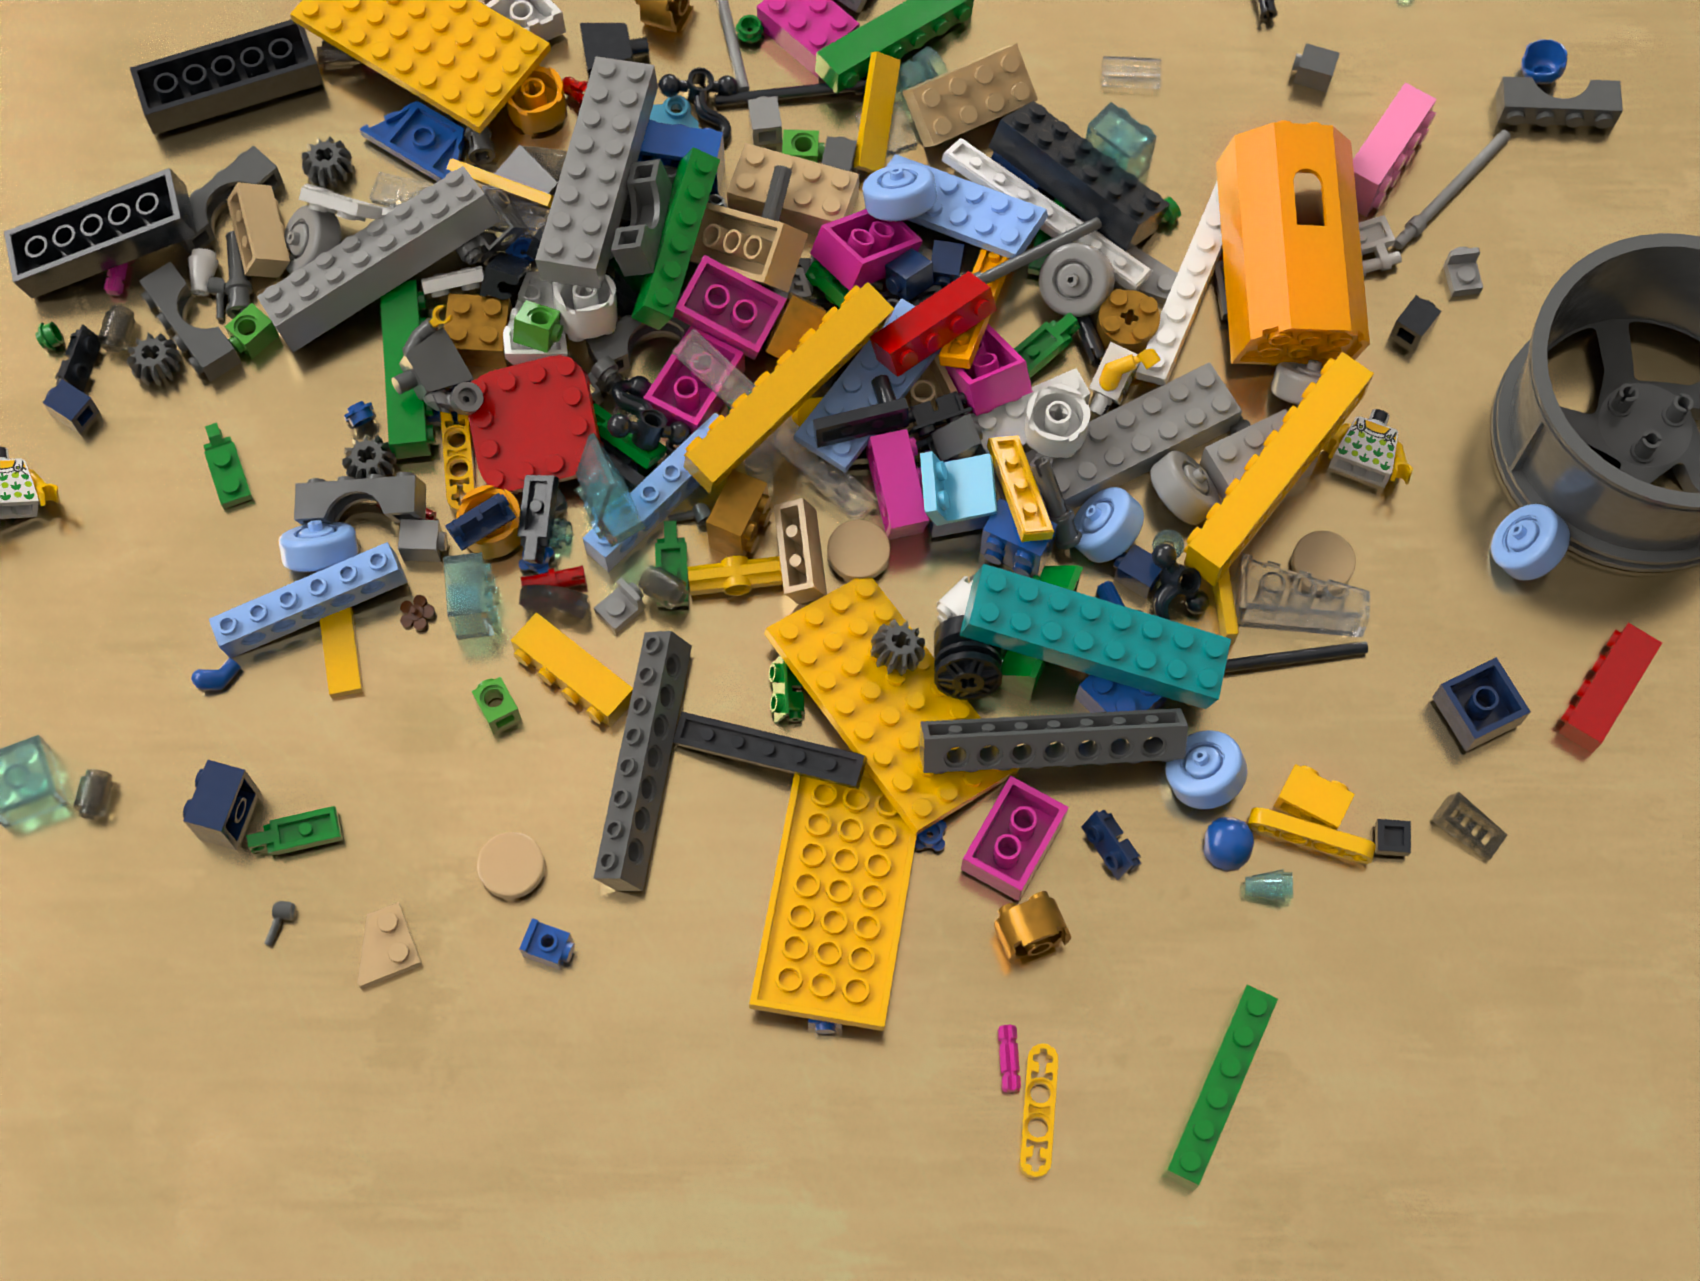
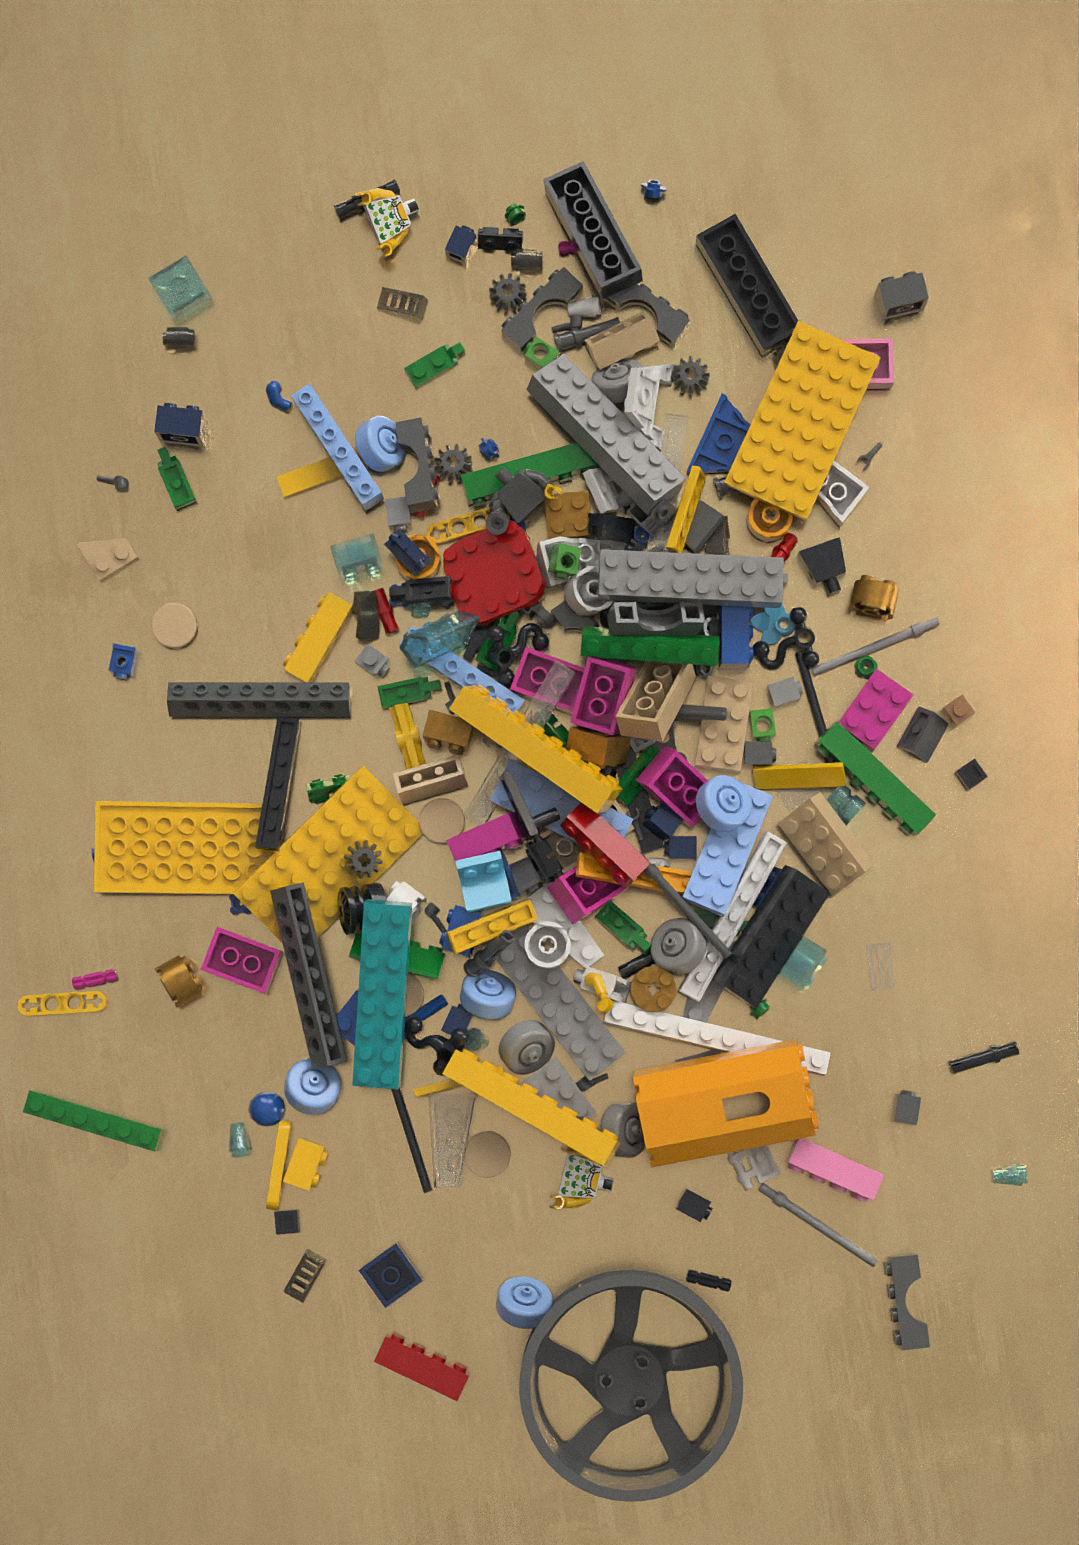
camera: 85 degrees right, 15 degrees up
(67, 167) = (653, 188): none -> blue plate
(125, 480) = (420, 306): none -> clear smoke slope
(416, 613) = (346, 522): reddish brown plant -> none
(499, 716) = (281, 600): bright green brick -> none
(663, 586) = (385, 688): clear smoke brick -> none
(1103, 833) = (258, 1022): dark blue hinge -> none
(1463, 272) = (744, 1238): light grey bracket -> none
(1514, 323) = (708, 1280): none -> black axle
(1544, 61) = (941, 1287): blue hair -> none

